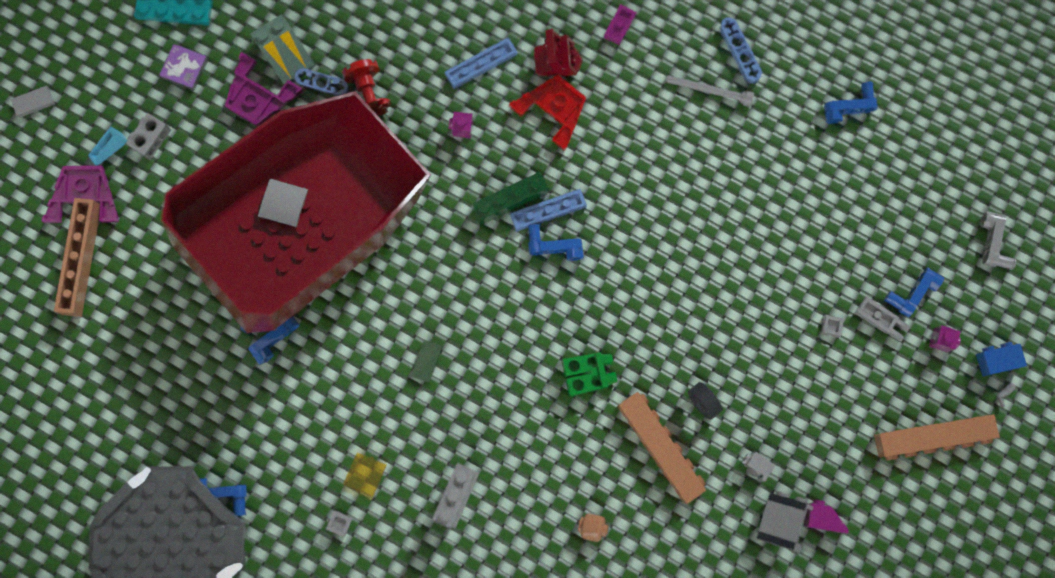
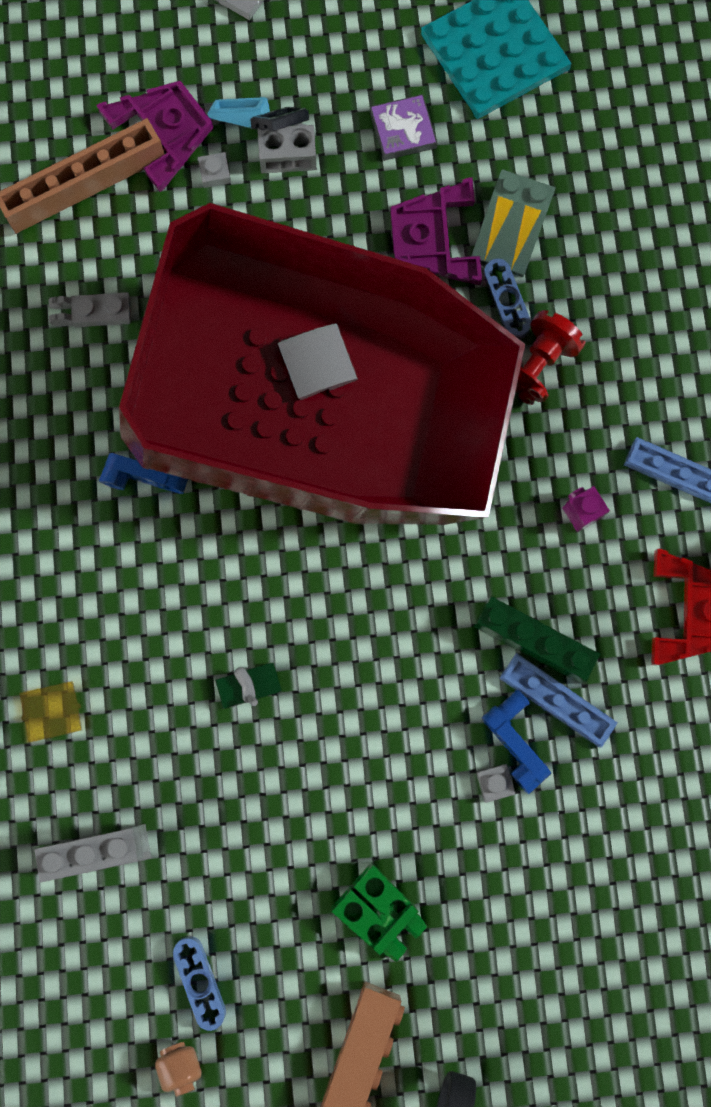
camera: 55 degrees right, 0 degrees up
(129, 128) = (279, 118): none -> black tile
(129, 184) = (214, 170): none -> light grey plate
(159, 304) = (91, 310): none -> light grey hinge
(427, 361) = (245, 681): none -> light grey piece
(566, 271) = (495, 783): none -> light grey plate
(571, 497) = (215, 1002): none -> medium blue beam

